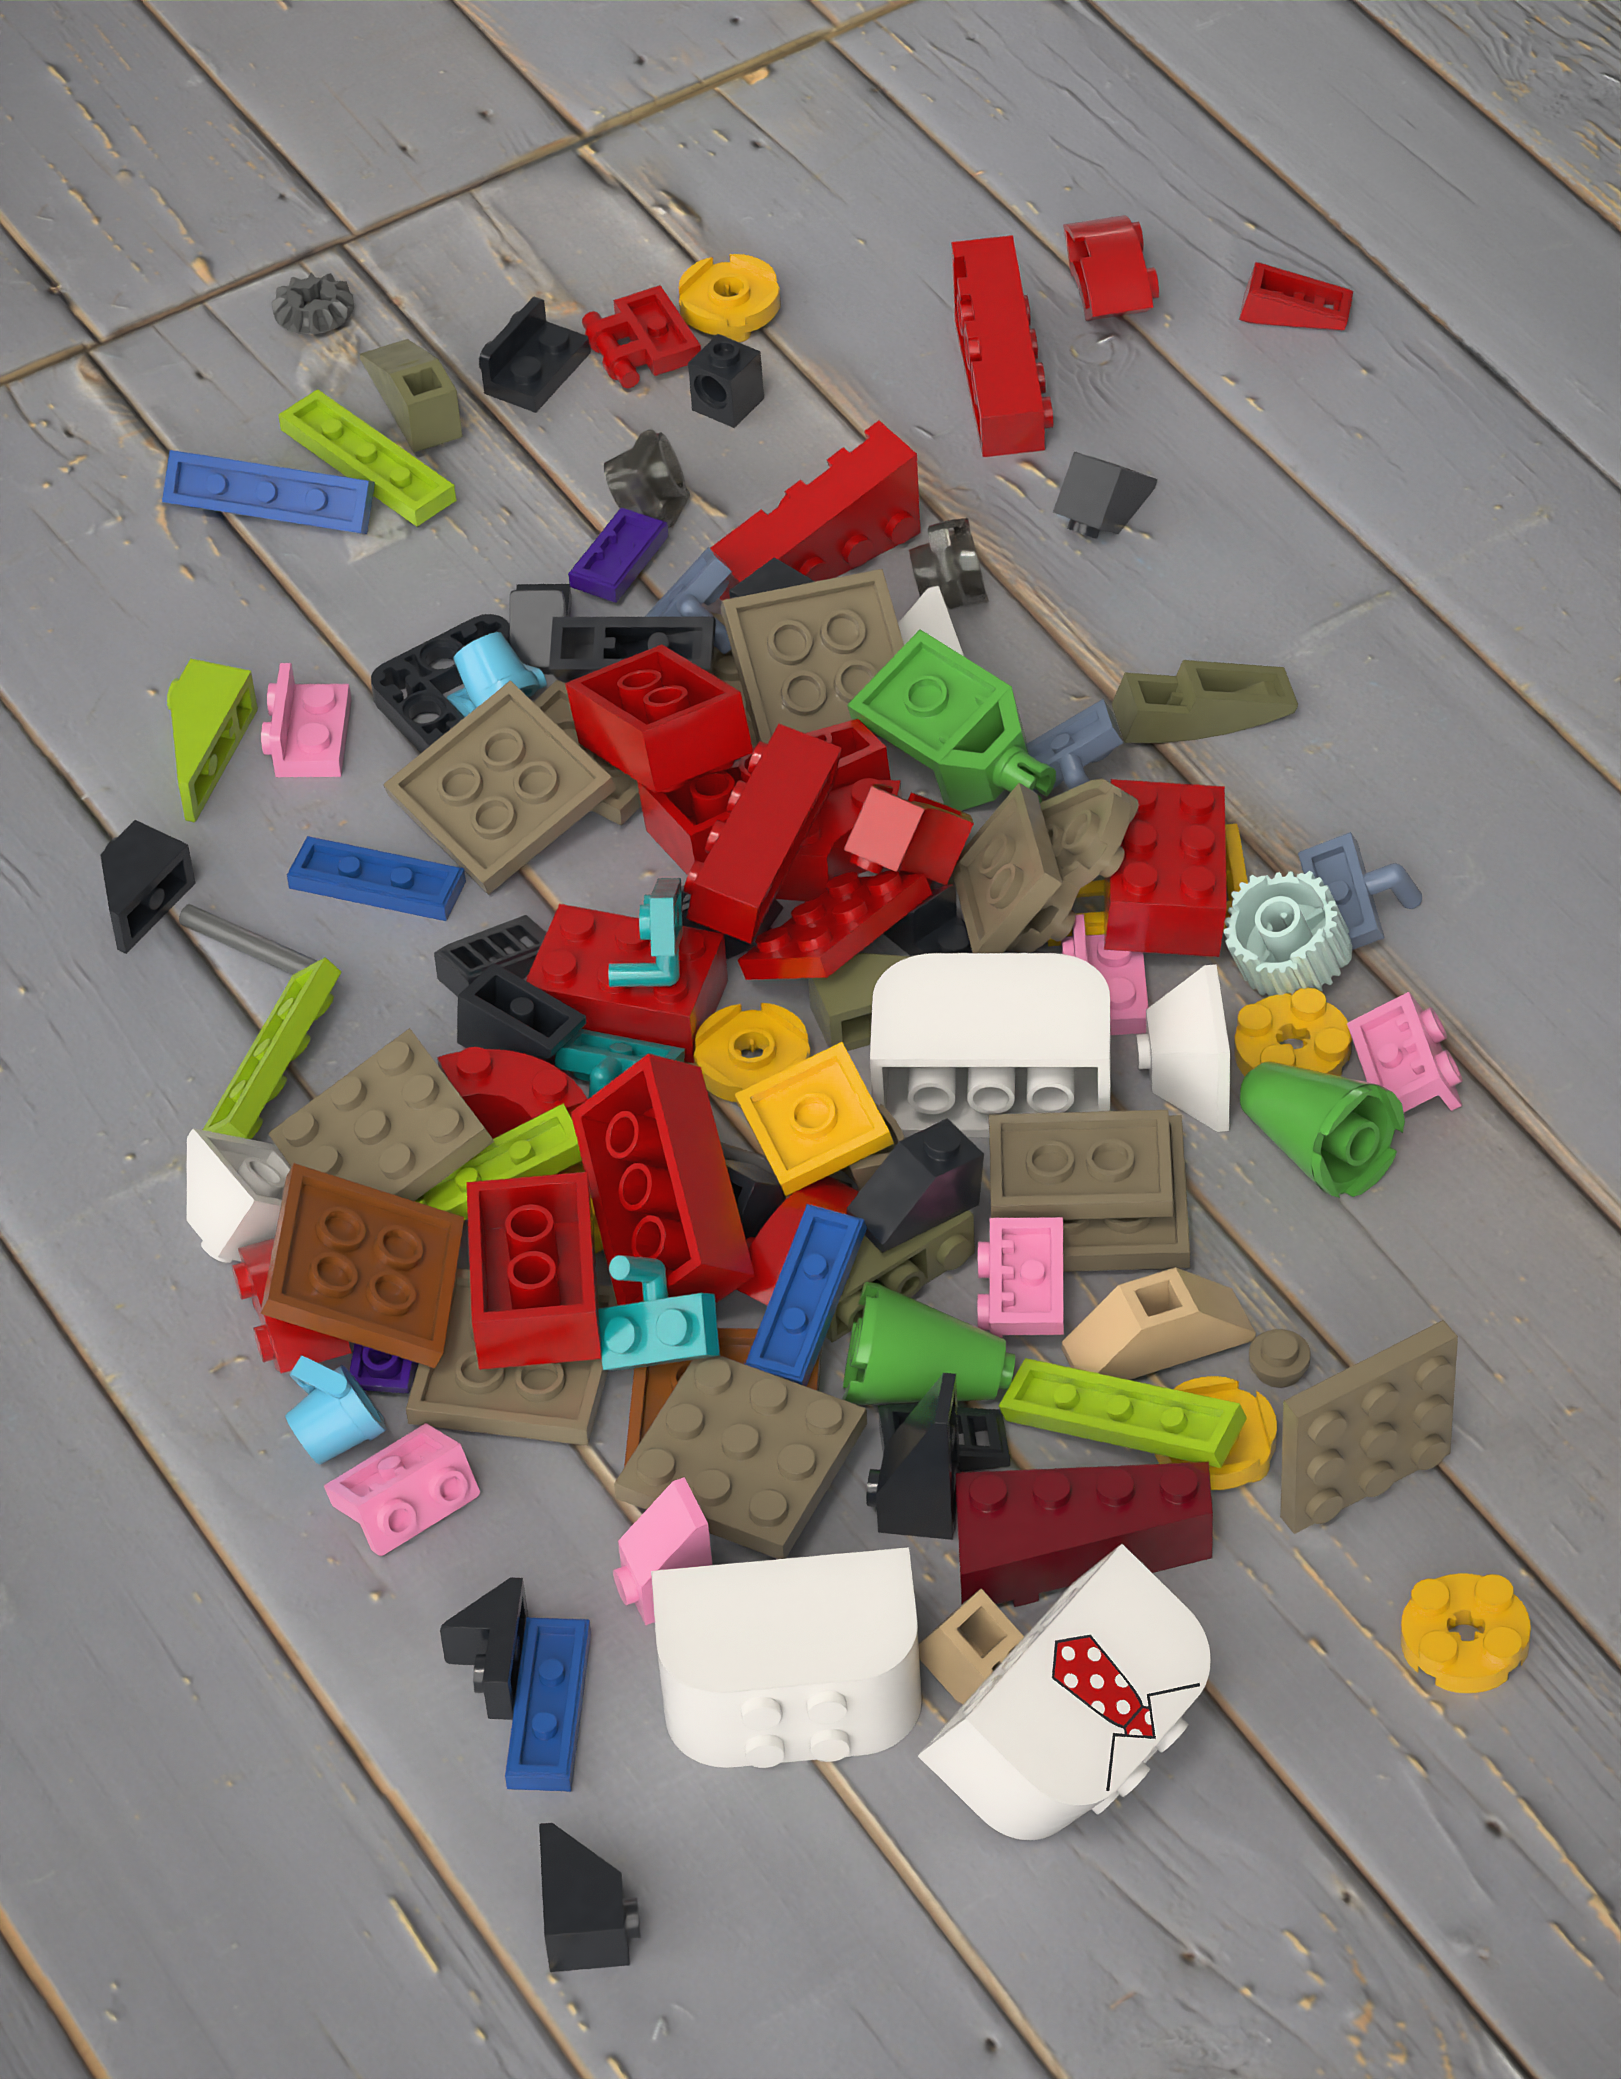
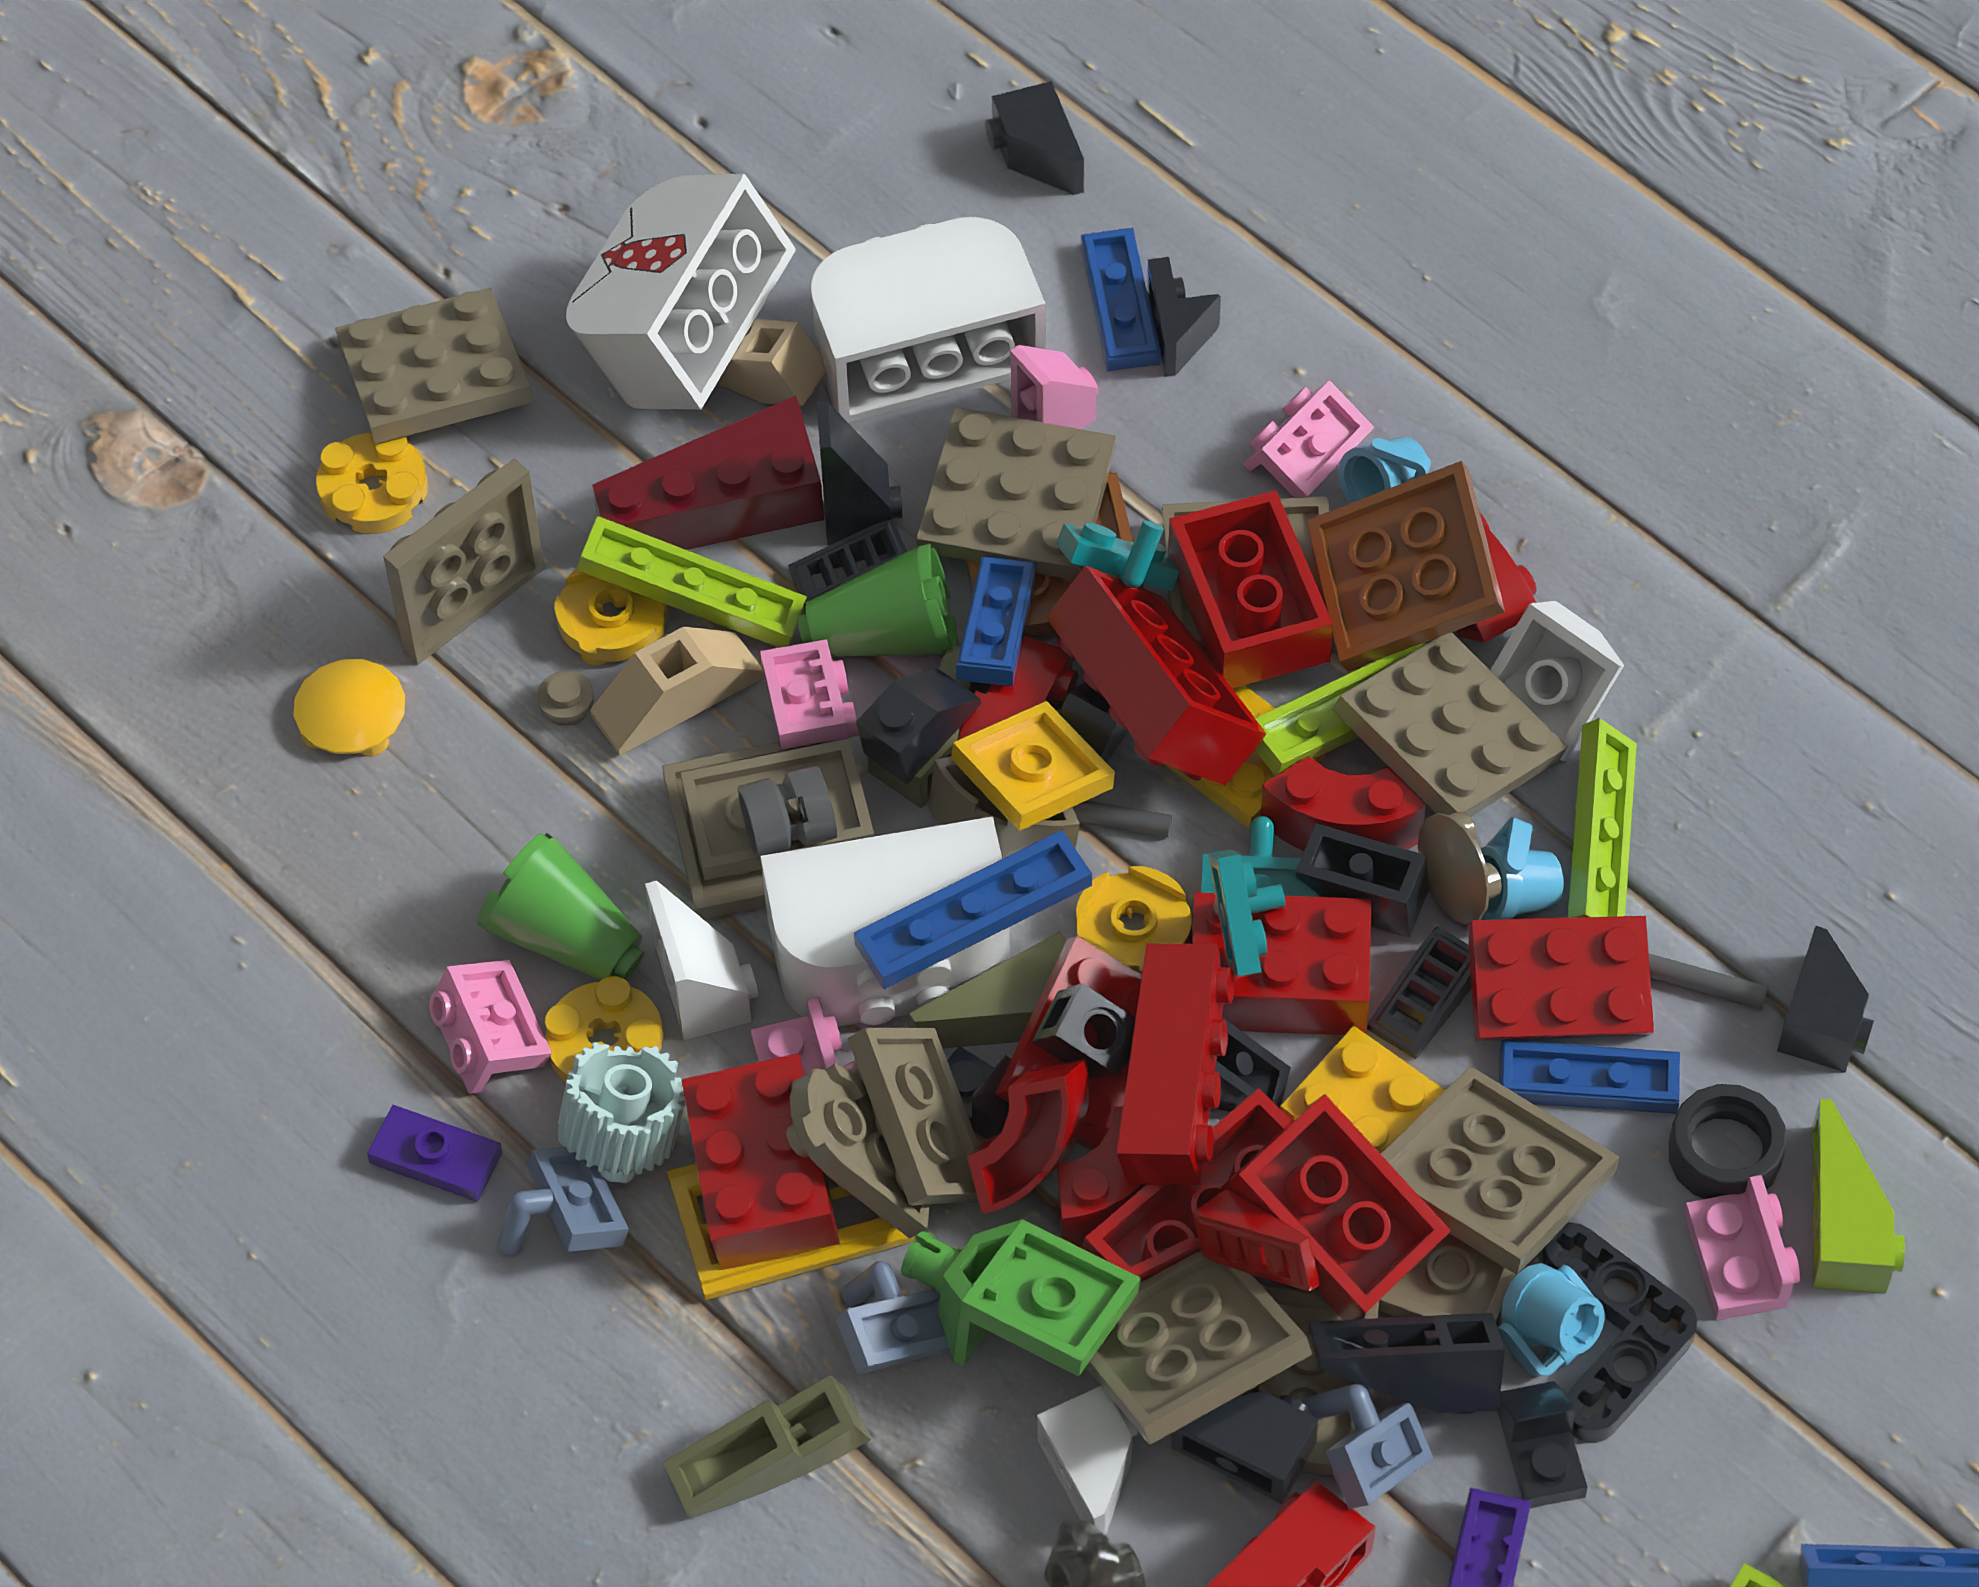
camera: 165 degrees right, 10 degrees up
(280, 768) = (1733, 1103): none -> black tyre
(370, 926) = (1560, 978): none -> red plate
(375, 1011) = (1528, 877): none -> medium azure piece
(428, 1010) = (1456, 867): none -> dark tan dish
(587, 872) = (1369, 1087): none -> yellow plate
(760, 708) = (1252, 1241): none -> red slope
(836, 876) = (1063, 1030): none -> black brick
(913, 956) = (973, 909): none -> blue plate
(1073, 1103) = (767, 815): none -> dark grey wheel
(1376, 1737) = (433, 365): none -> dark tan plate
(1472, 972) = (435, 1153): none -> dark purple plate
(1515, 1388) = (349, 707): none -> yellow dish

